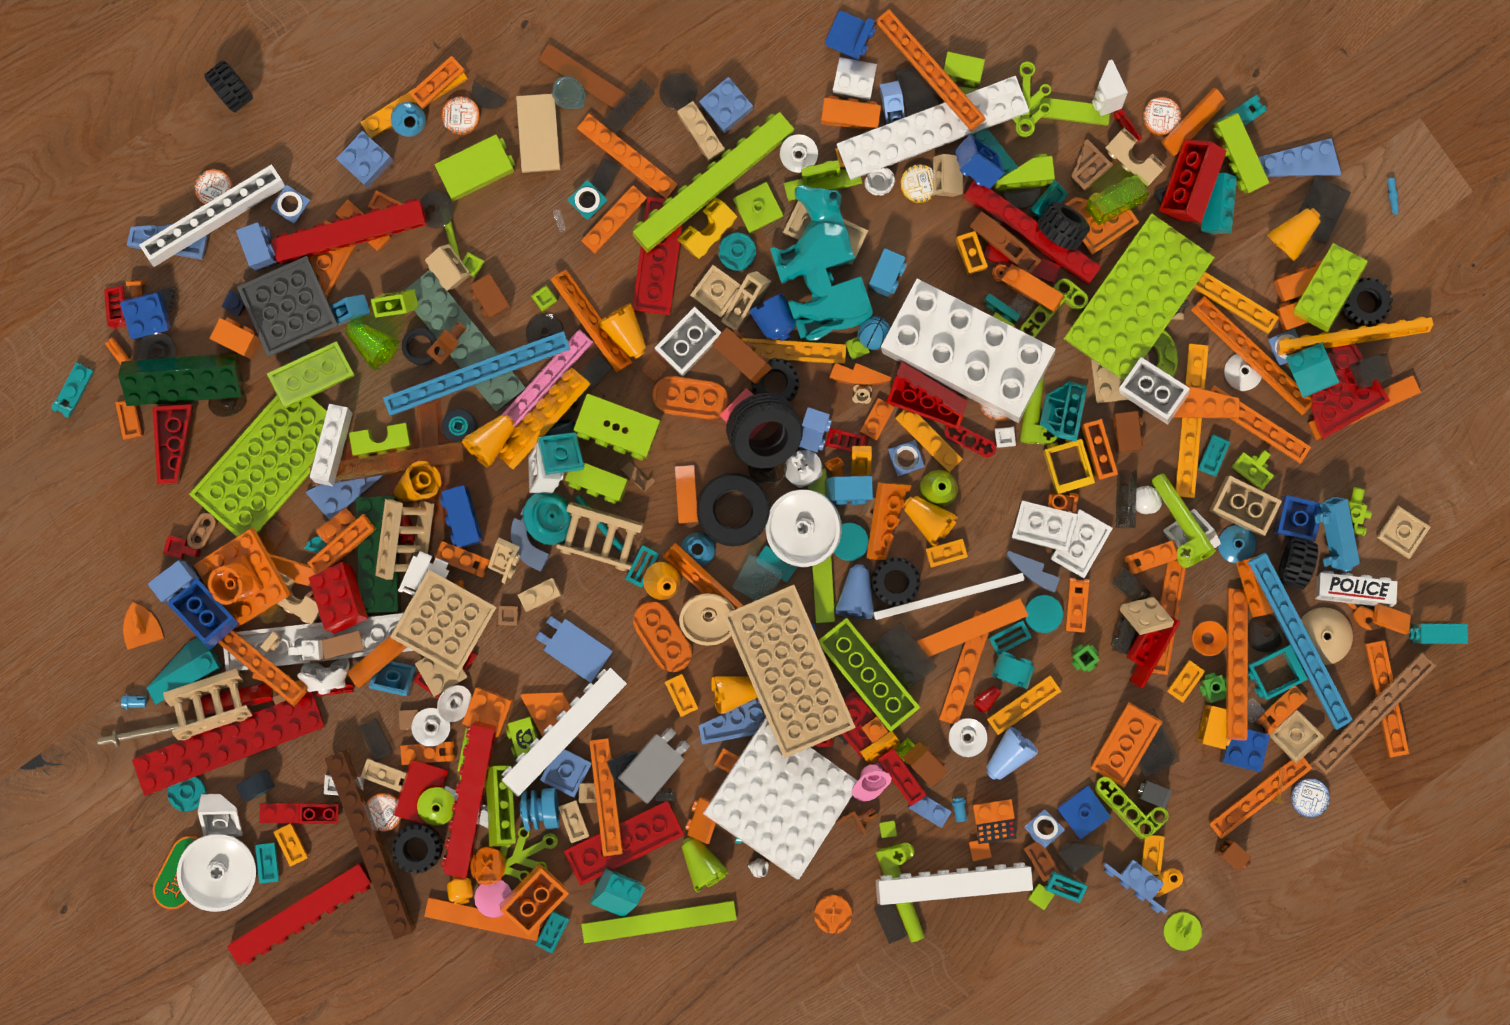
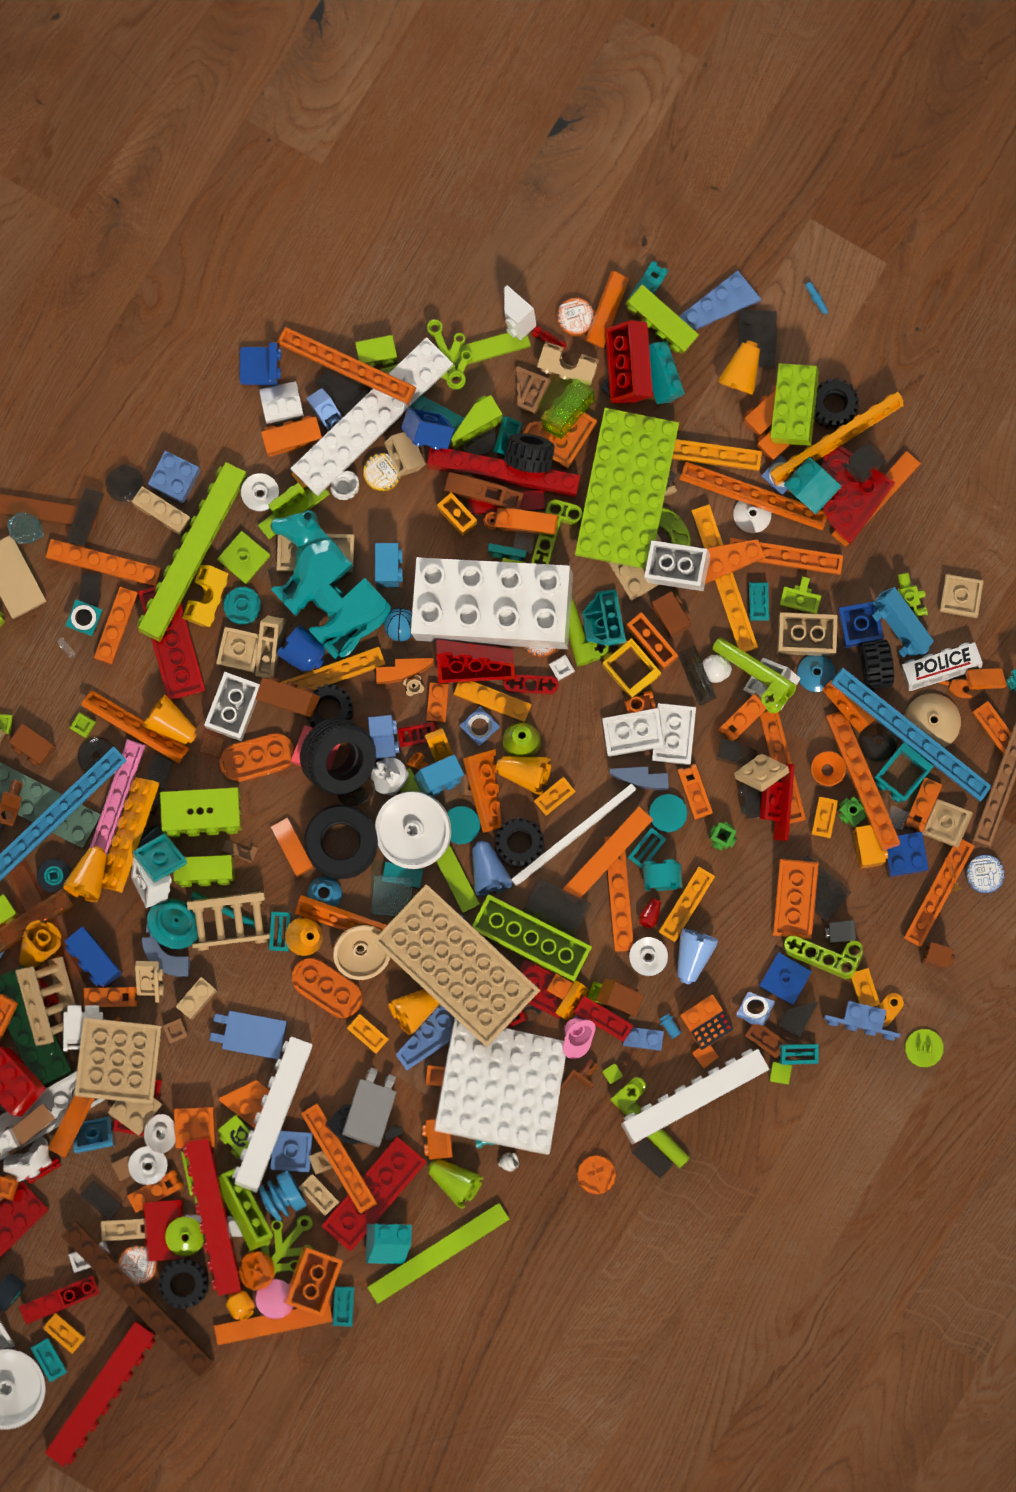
camera: 30 degrees left, 5 degrees down
(856, 349) = (390, 646): lime plate -> none

